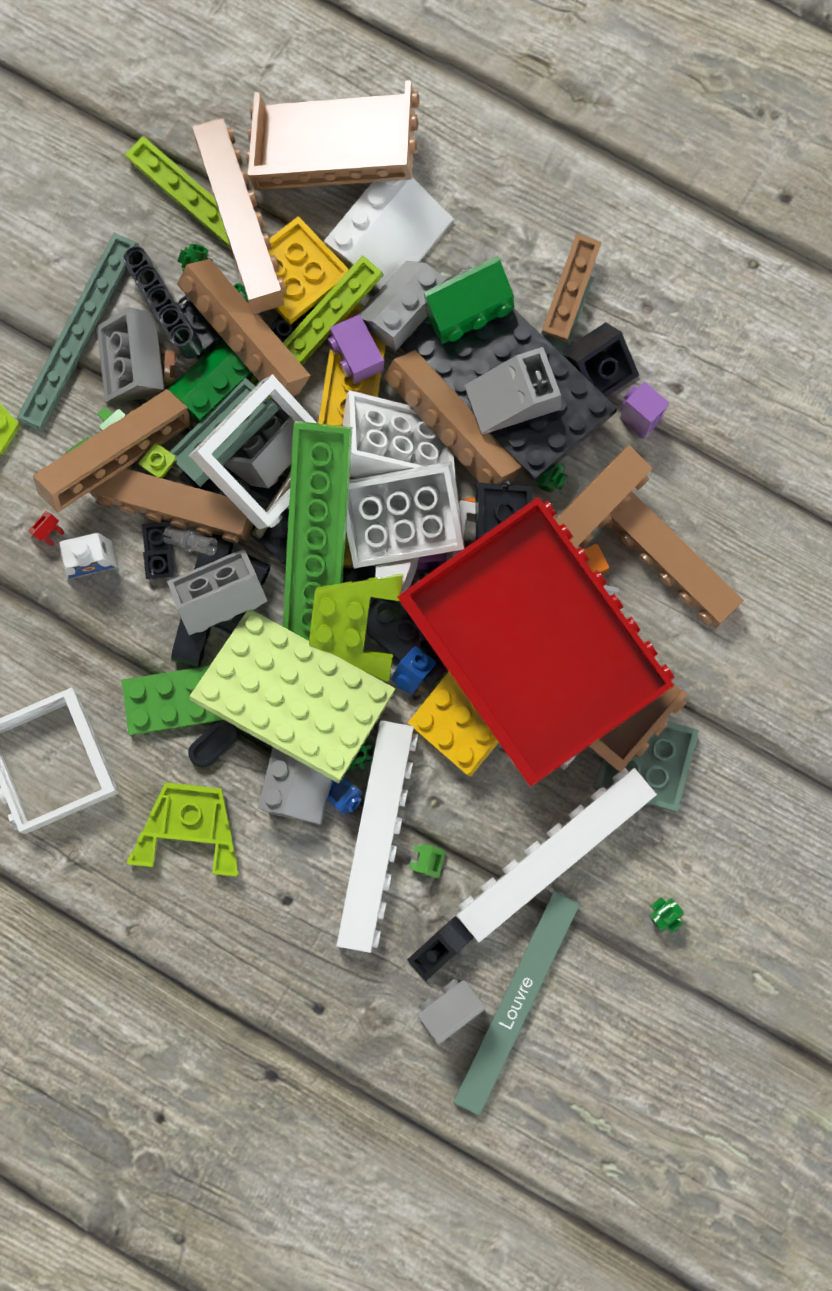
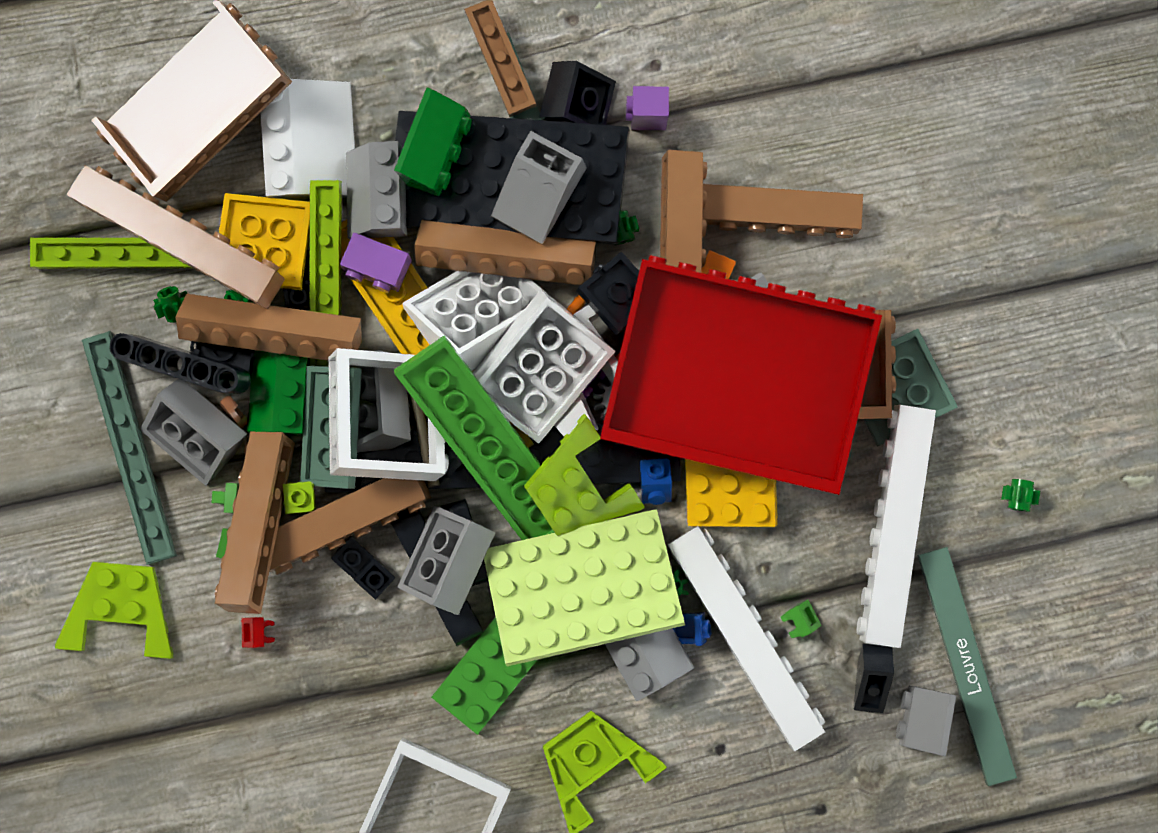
camera: 45 degrees left, 5 degrees up
(86, 555) = (311, 624): white torso -> none
(190, 541) = (385, 538): clear pin -> none
(213, 744) = (550, 682): black tile -> none

